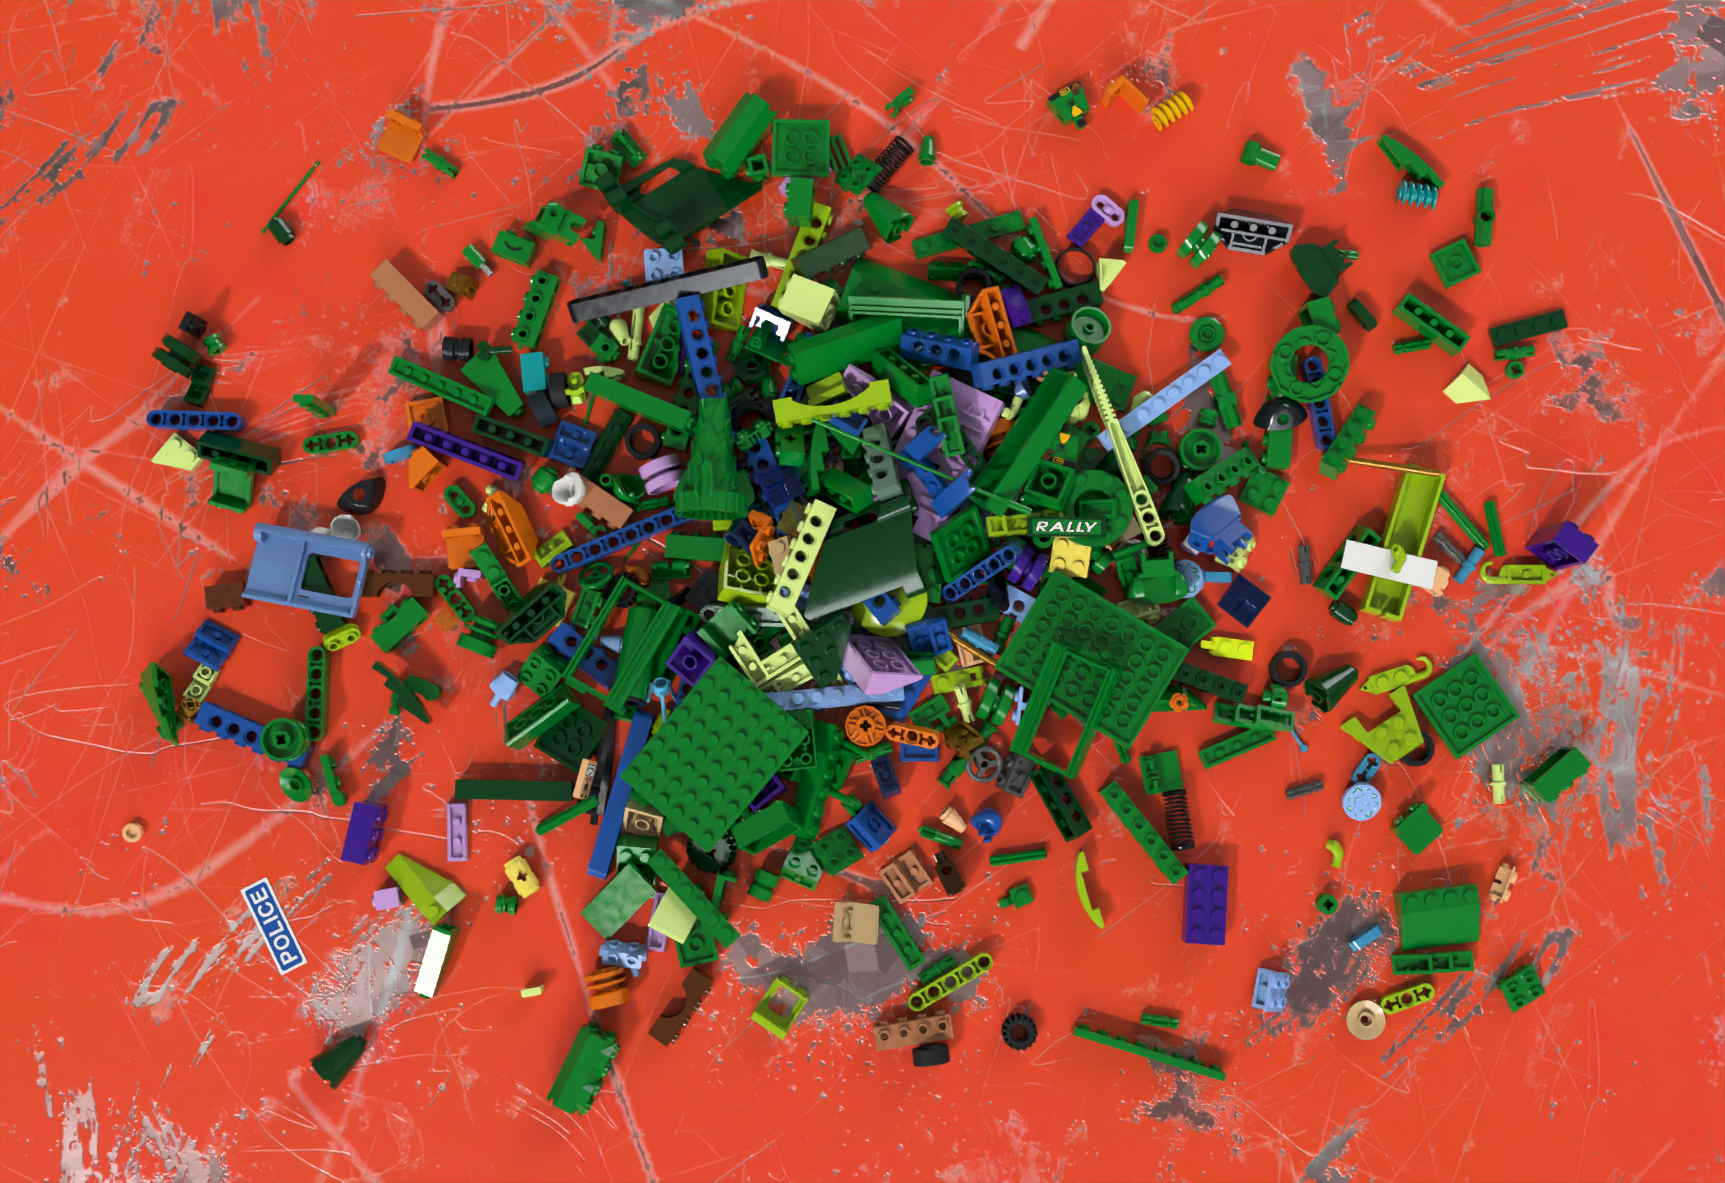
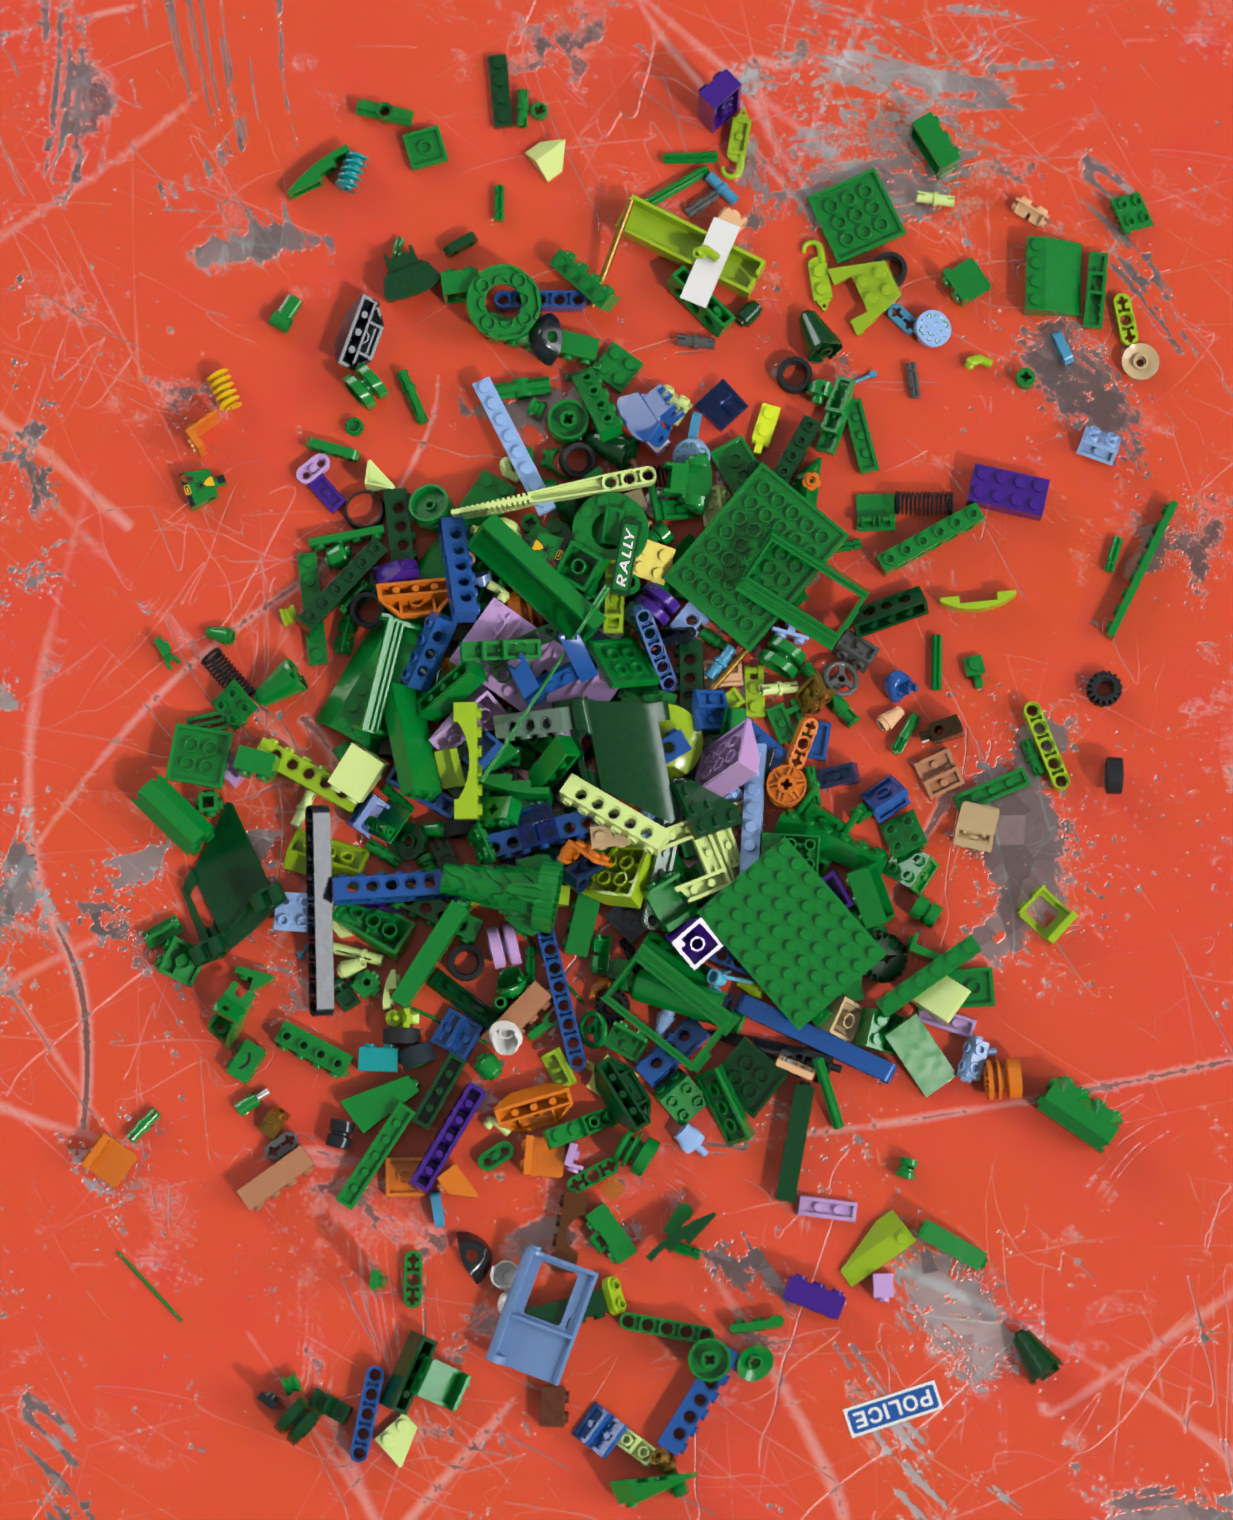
camera: 80 degrees left, 5 degrees down
(281, 231) = (185, 1298): dark green brick -> none
(492, 350) = (349, 1096): dark green bar -> none
(518, 866) = (890, 1143): light yellow piece -> none
(532, 991) = (995, 1155): yellowish green tile -> none
(667, 1026) = (1051, 1027): reddish brown arch -> none
(740, 408) = (449, 852): black tyre -> none
(791, 519) = (573, 819): clear yellow piece -> none
(831, 253) = (311, 744): dark green brick -> none
(913, 1031) = (1088, 789): nougat brick -> none
(1206, 334) = (453, 395): green wheel -> none
(1431, 324) = (482, 181): green brick -> none

